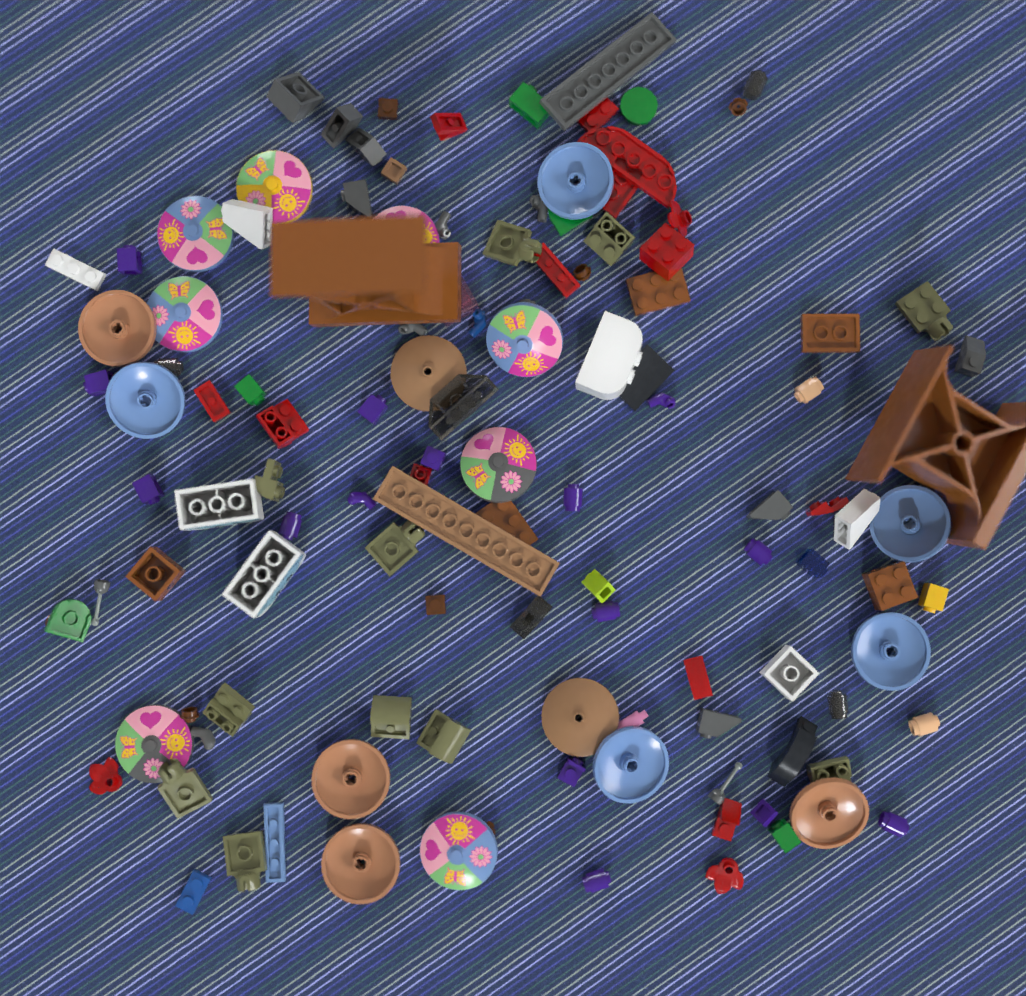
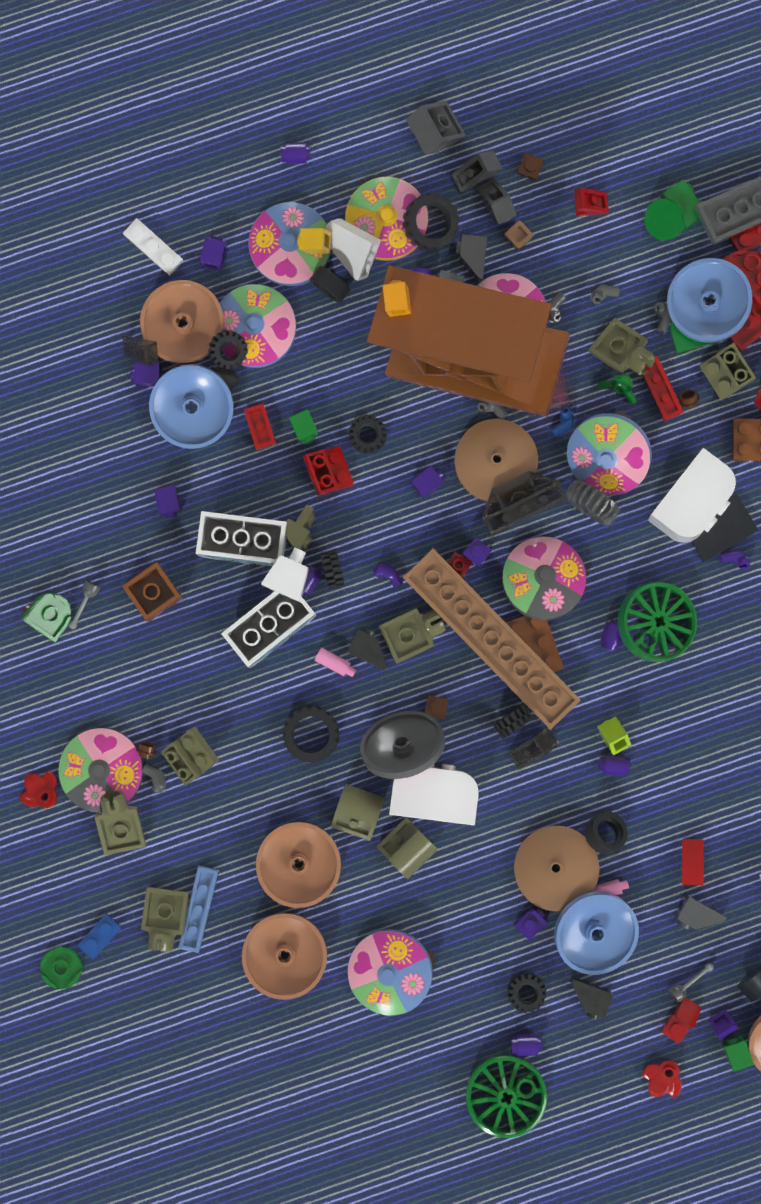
camera: 20 degrees right, 0 degrees up
(87, 363) = (145, 350): none -> clear smoke slope
(163, 329) = (228, 336): none -> black tyre
(167, 929) = (61, 967): none -> green tile
(177, 153) = (295, 153): none -> dark purple brick
(213, 224) = (314, 240): none -> yellow brick
(238, 259) = (330, 284): none -> black tyre
(266, 526) = (288, 575): none -> white torso
(285, 249) = (396, 298): none -> light orange brick
(306, 370) = (358, 425): none -> black tyre
(309, 509) = (332, 569): none -> black tyre
(313, 669) = (288, 734): none -> black tyre
(322, 163) = (450, 216): none -> black tyre
(335, 590) = (334, 662): none -> bright pink cylinder
(360, 570) = (367, 648): none -> pearl dark grey slope
(412, 647) = (402, 744): none -> dark grey dish
(453, 682) = (436, 795): none -> white brick
(480, 201) = (602, 292): none -> dark grey arm
(506, 598) = (513, 721): none -> black tyre
(516, 121) = (664, 219): none -> green tile
(519, 276) = (622, 385): none -> green piece
(521, 386) = (592, 502): none -> dark grey gear
(584, 846) = (536, 1001): none -> black tyre
(601, 929) = (514, 1093): none -> green piece
(615, 477) = (663, 622): none -> green piece
(623, 663) = (617, 824): none -> black tyre
(643, 822) = (592, 998): none -> pearl dark grey slope

